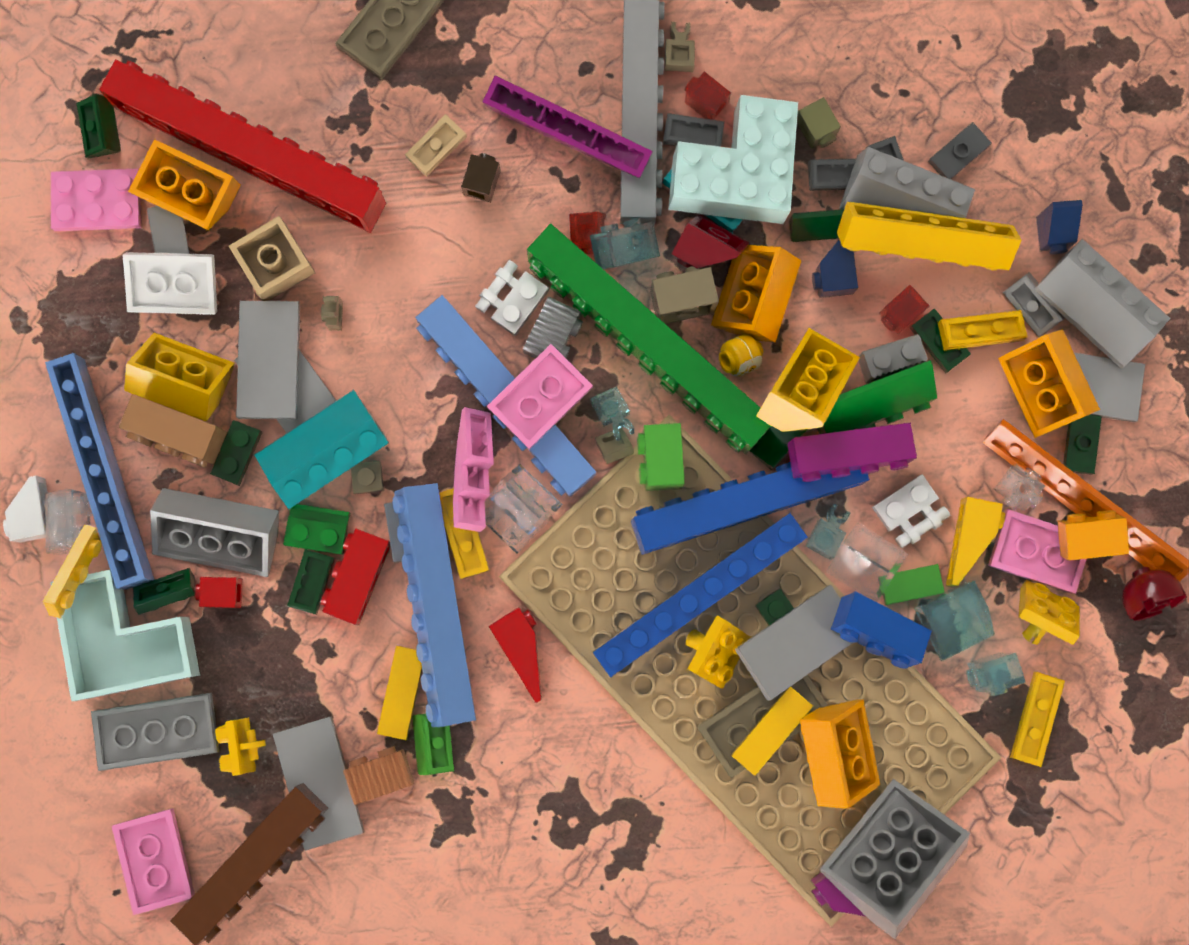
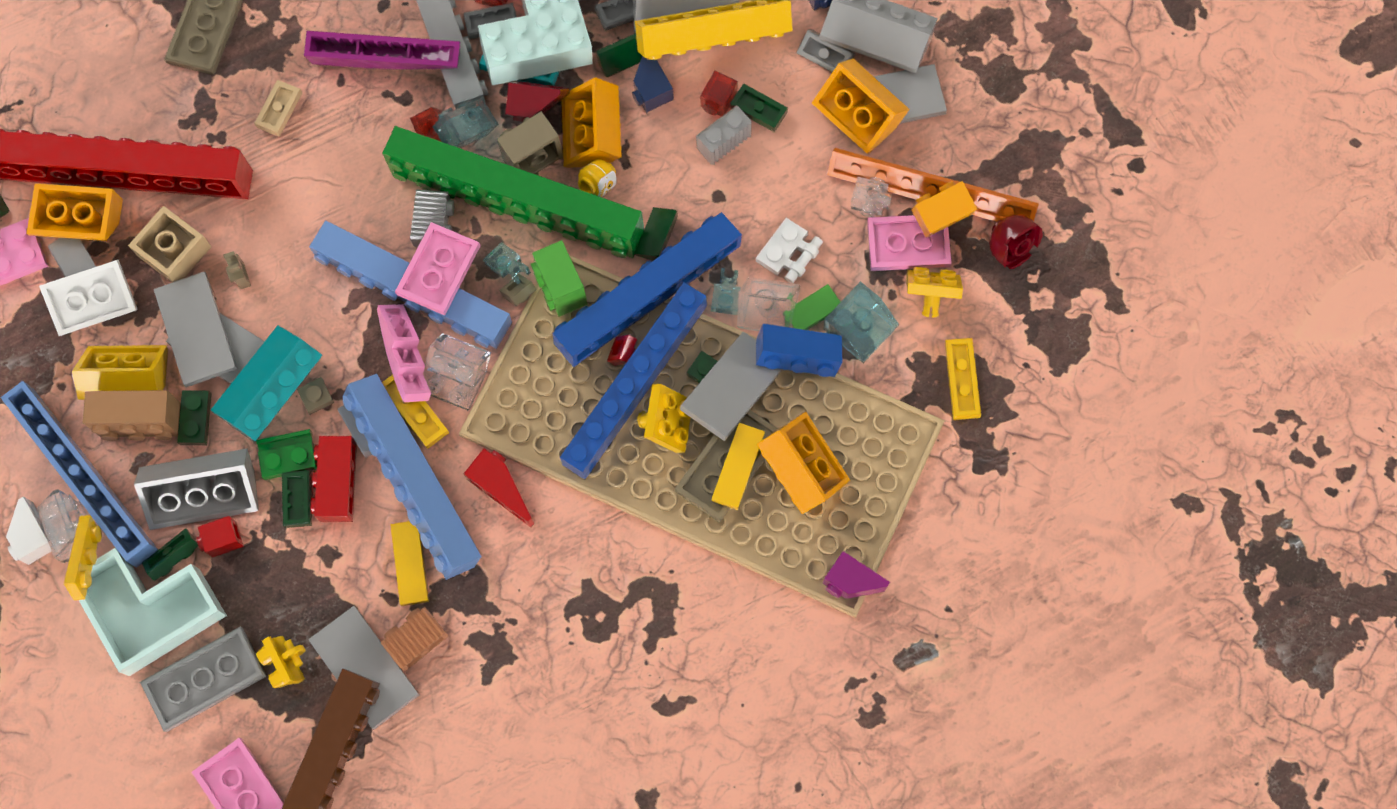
camera: 15 degrees left, 10 degrees down
(432, 747) = (452, 598): bright green slope -> none
(481, 177) = (325, 119): dark brown brick -> none
(520, 301) = (395, 206): white plate -> none
(698, 556) = (622, 350): none -> red plate
(808, 384) = (656, 173): yellow slope -> none
(851, 451) = (716, 214): magenta brick -> none
(883, 400) = (722, 172): green slope -> none
(895, 857) = (884, 529): light grey slope -> none
(975, 529) = (847, 242): yellow slope -> none
(982, 330) = (789, 85): yellow tile -> none
(995, 673) = (908, 349): clear light blue brick -> none
(1082, 444) = (910, 145): dark green plate -> none

